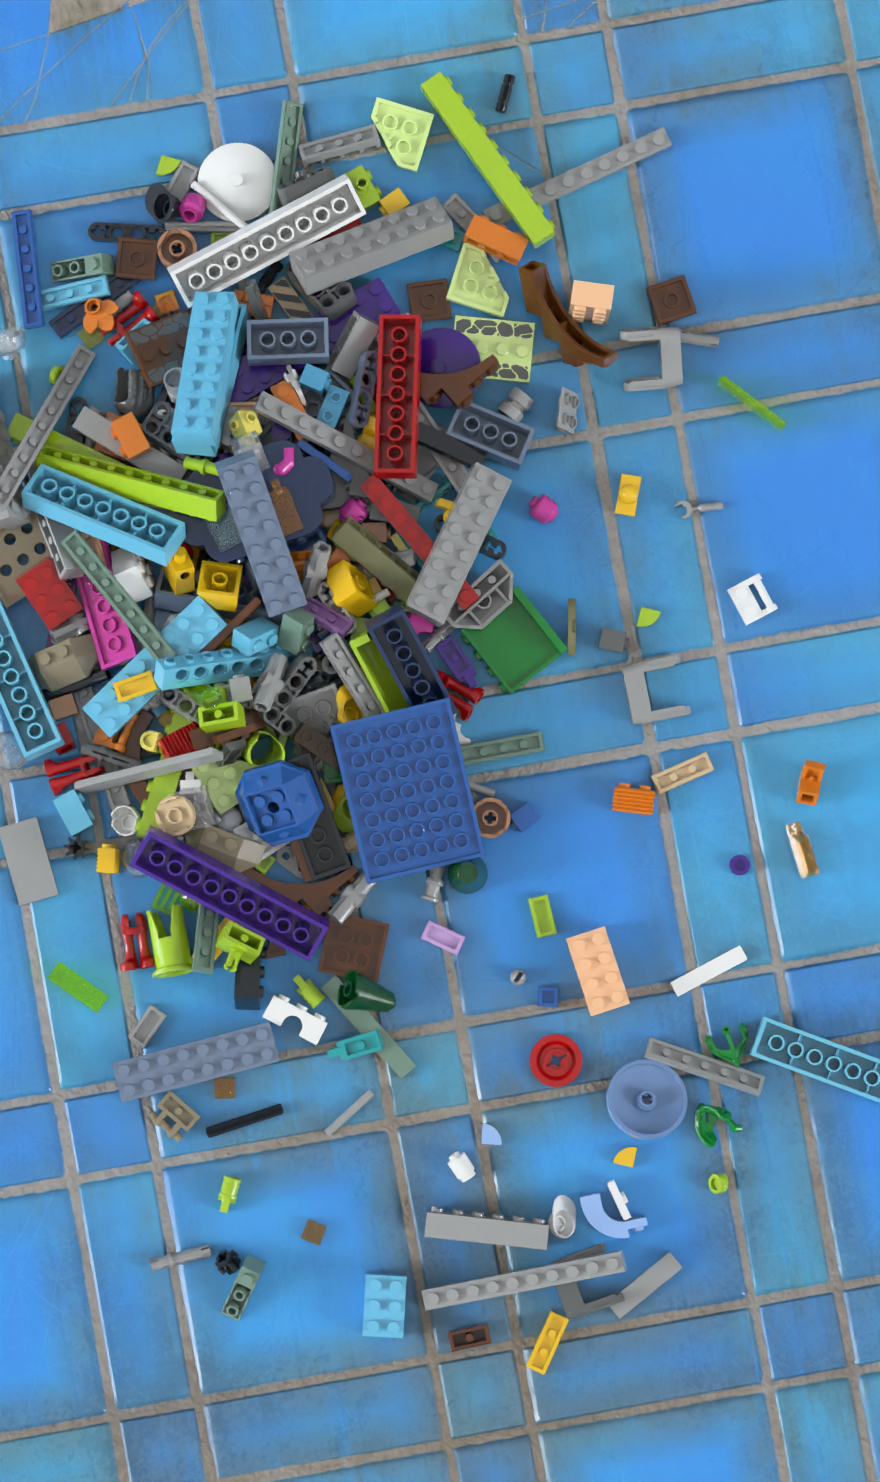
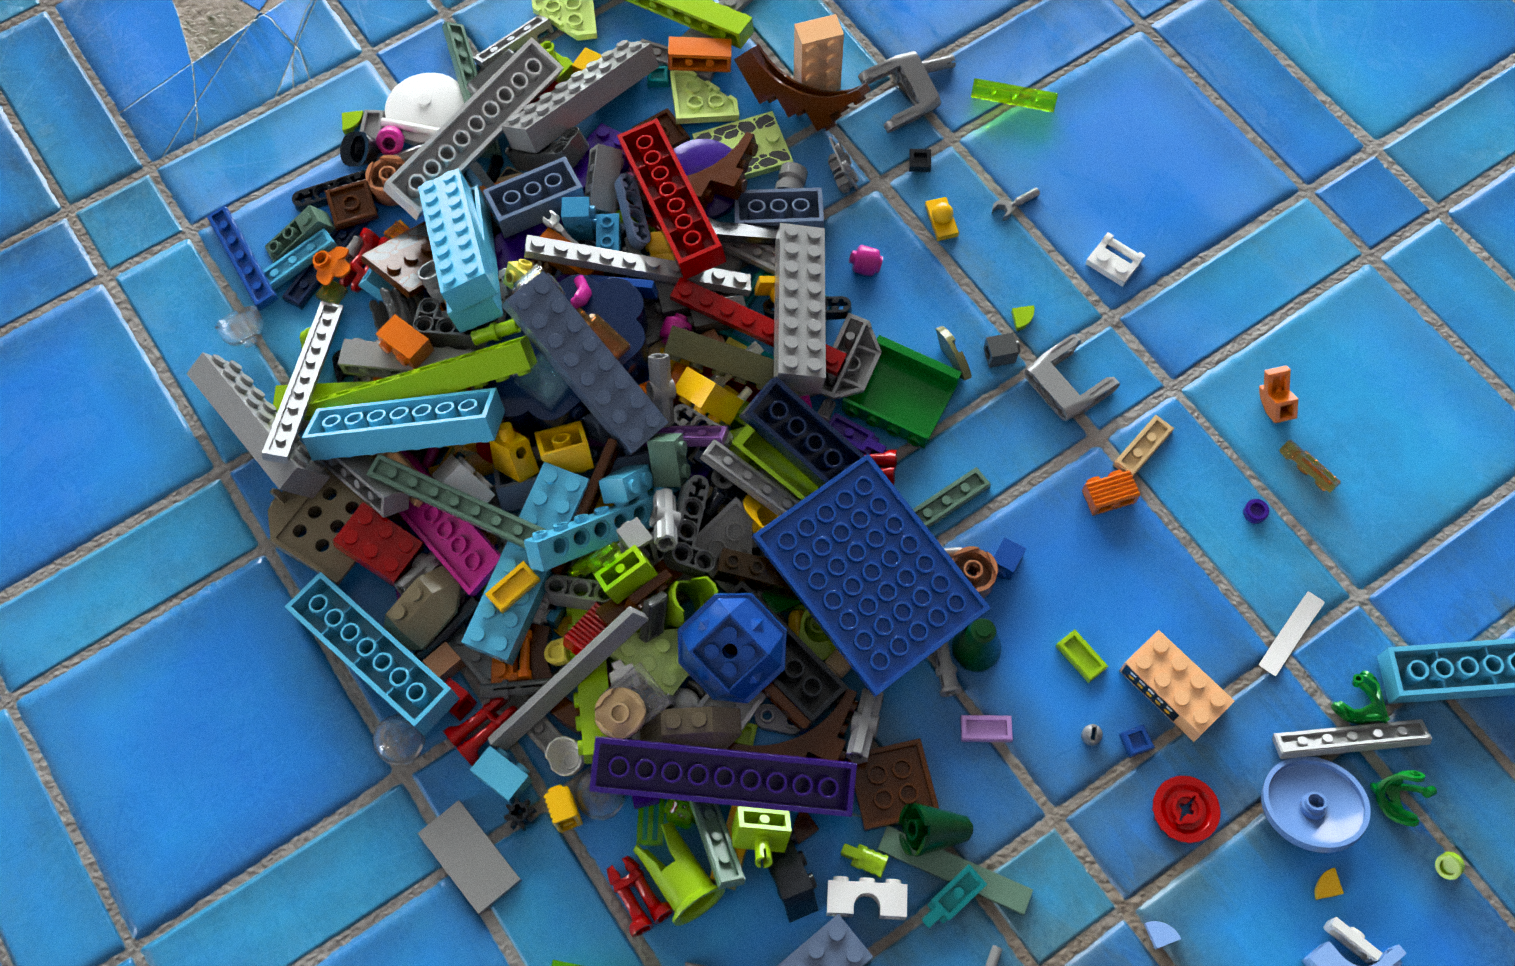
camera: 20 degrees left, 20 degrees down
(637, 431) = (920, 160): none -> black plate
(671, 300) = (888, 43): reddish brown tile -> none

